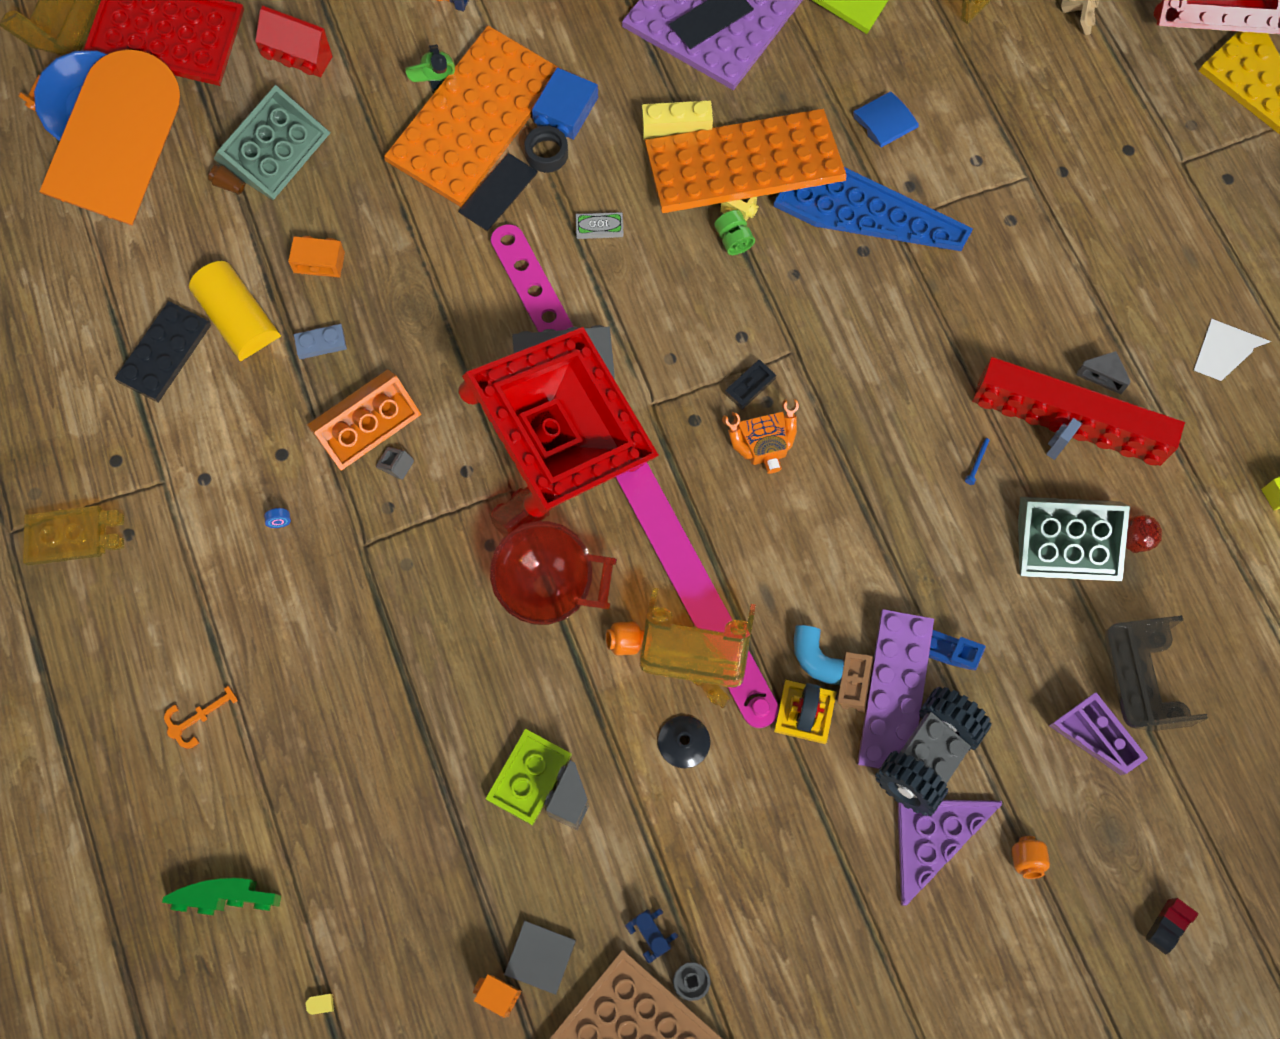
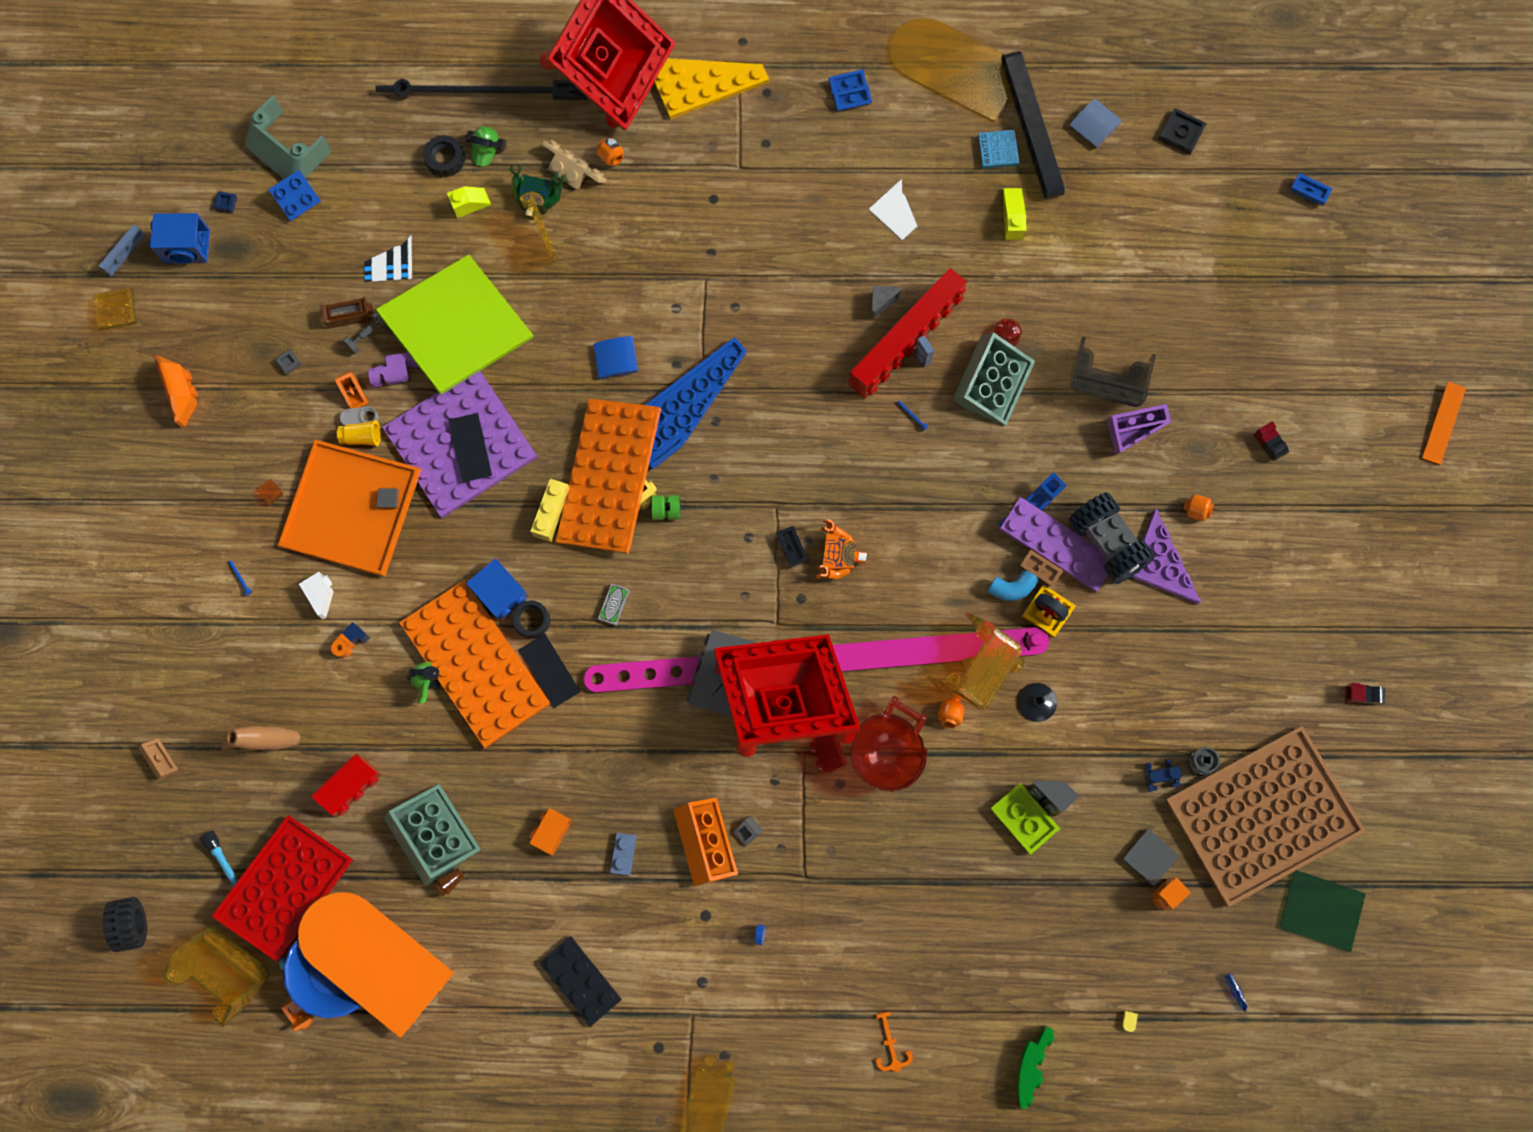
camera: 65 degrees left, 5 degrees up
(232, 309) = (569, 913): yellow brick -> none
(1123, 21) = (610, 152): none -> orange head

